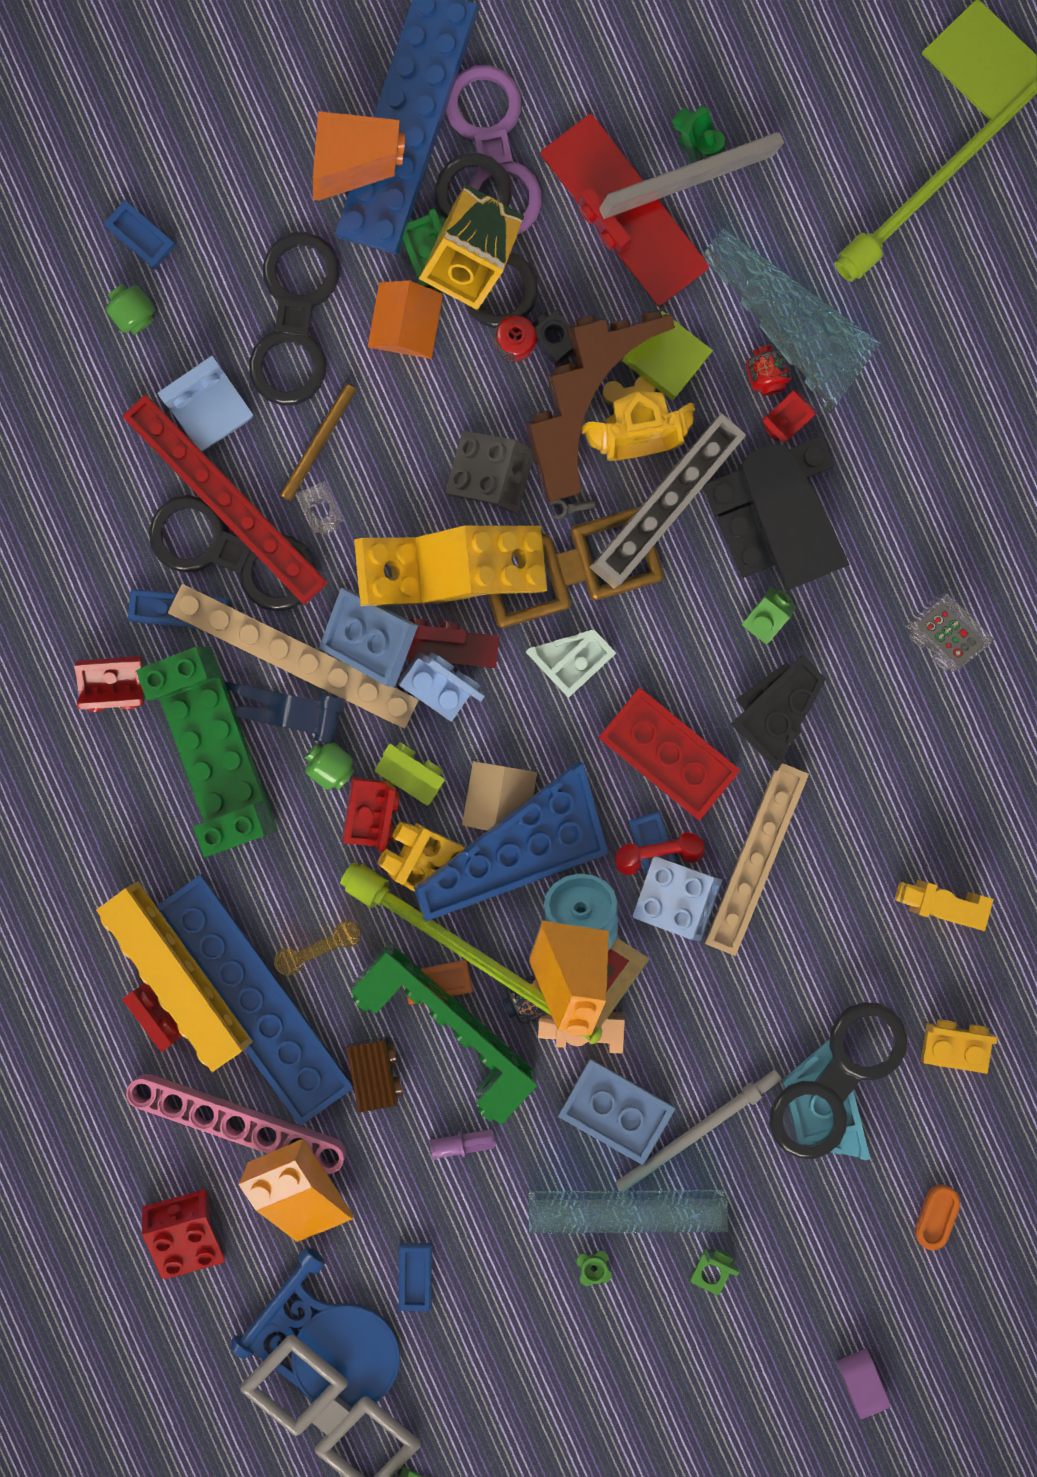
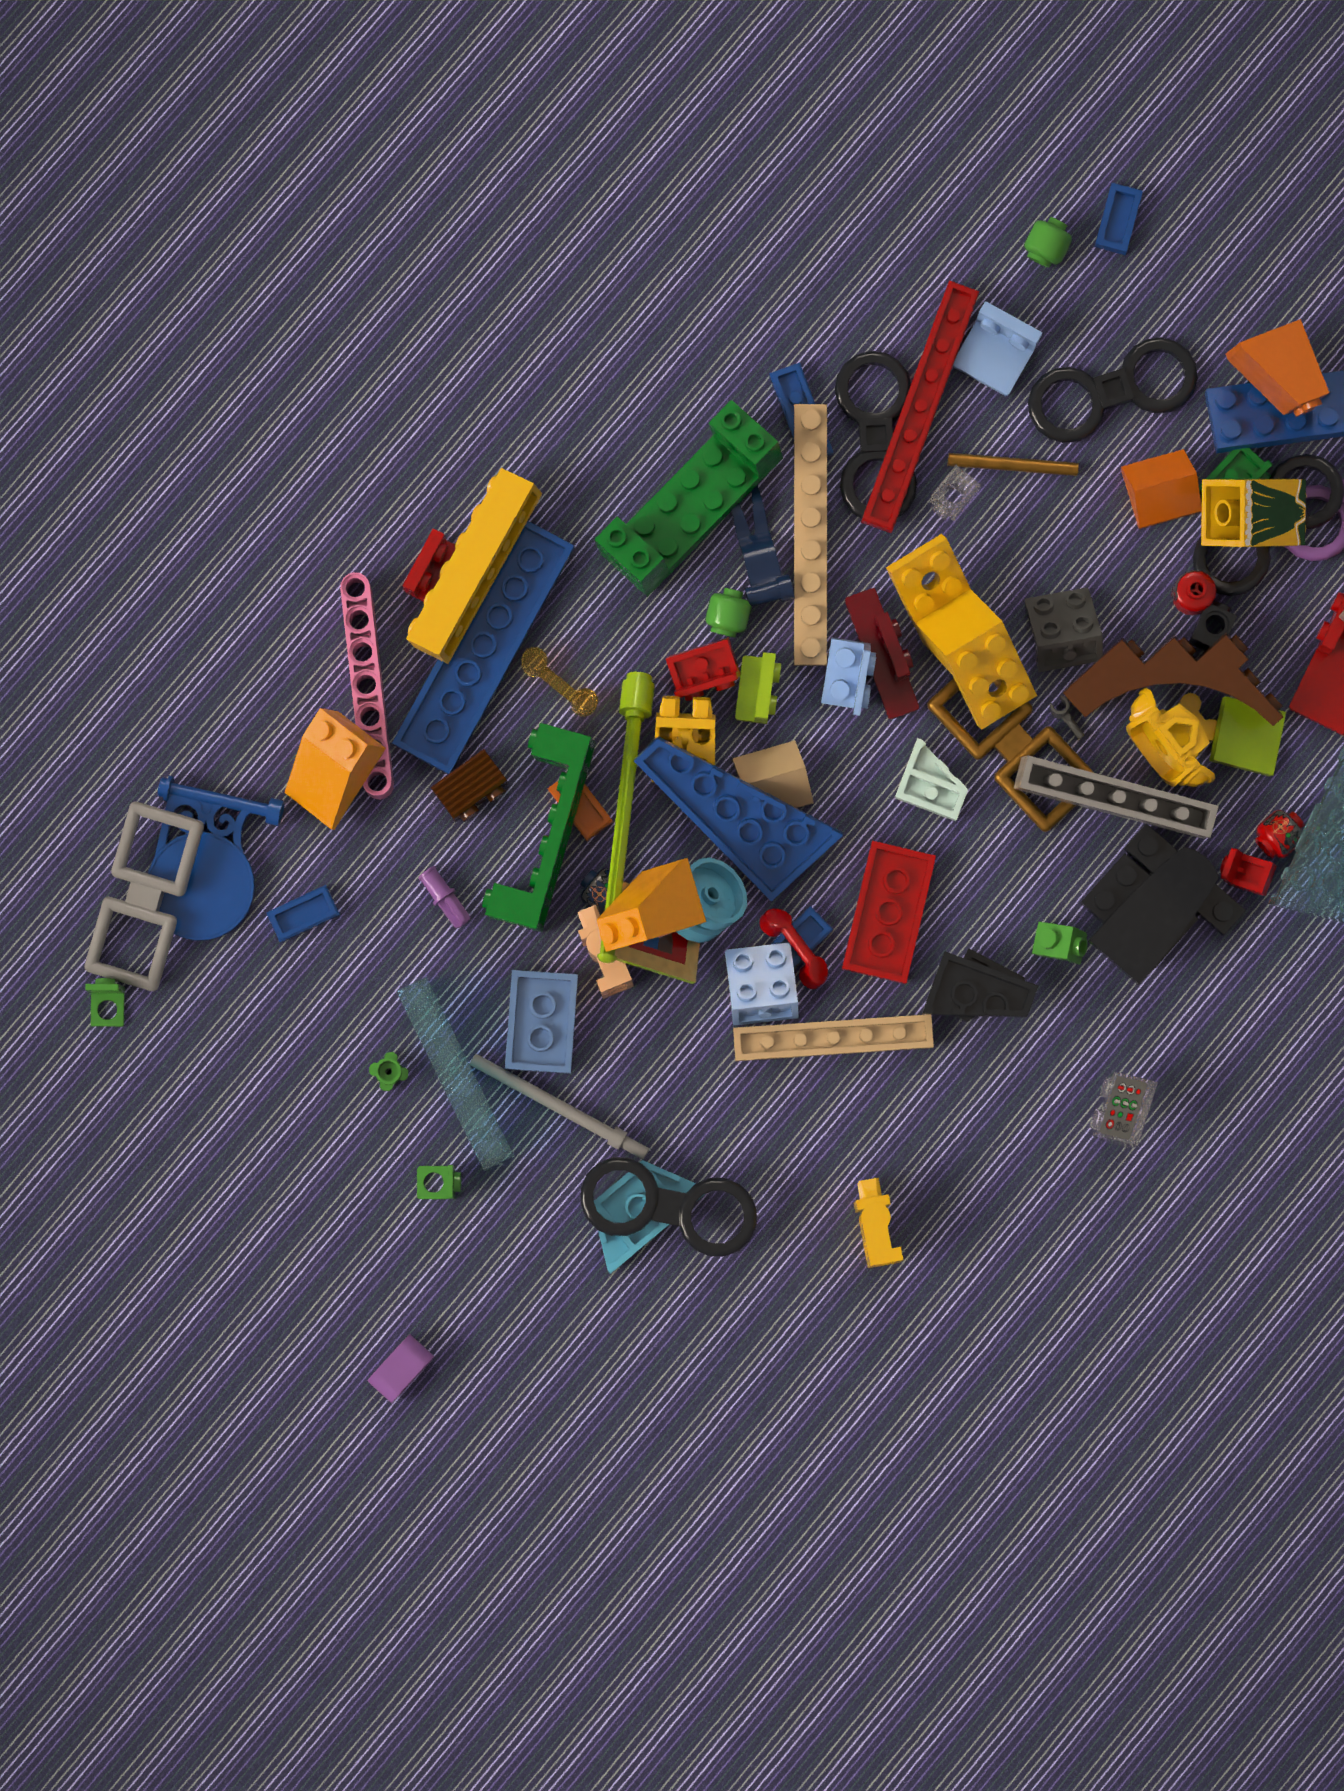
camera: 65 degrees right, 5 degrees down
(109, 683) = (705, 384): red bracket -> none
(181, 1235) = (241, 686): red bracket -> none
(368, 638) = (860, 590): medium blue plate -> none
(937, 1217) = (585, 1365): orange tile -> none
(957, 1047) = (750, 1307): yellow bracket -> none

